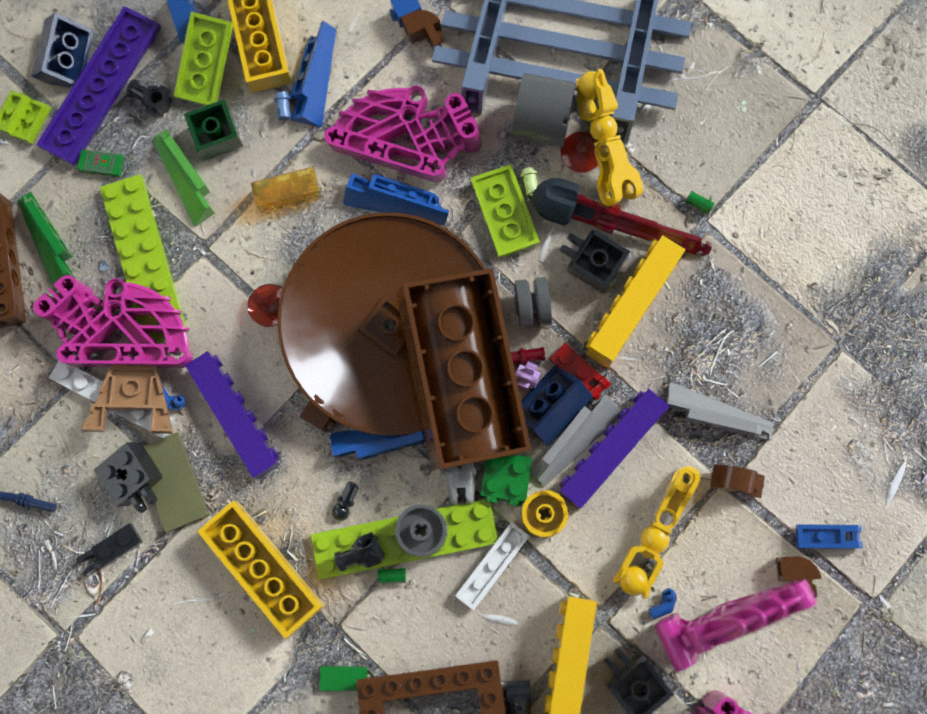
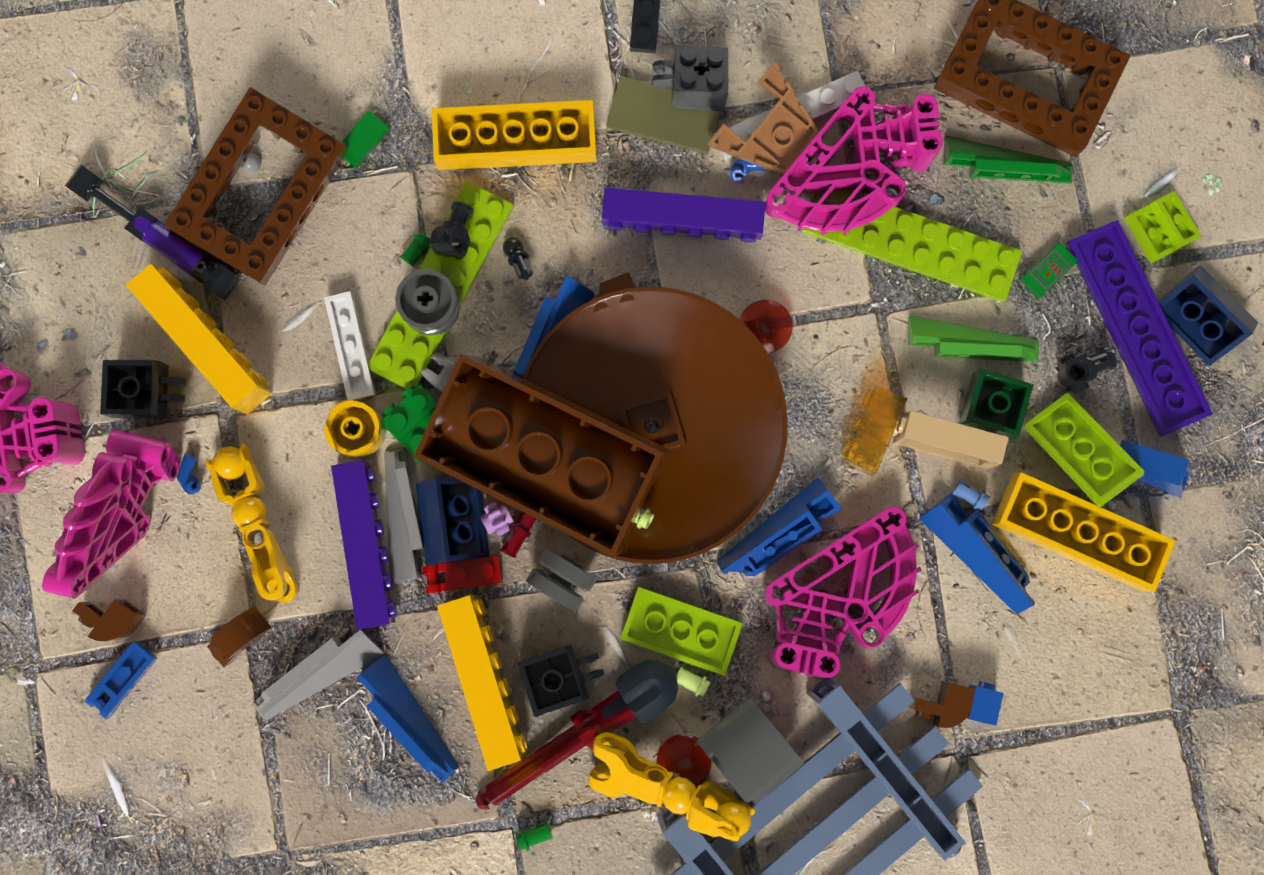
camera: 120 degrees right, 5 degrees up
(256, 136) = (950, 440): none -> tan window
(697, 336) = (405, 718): none -> blue wedge

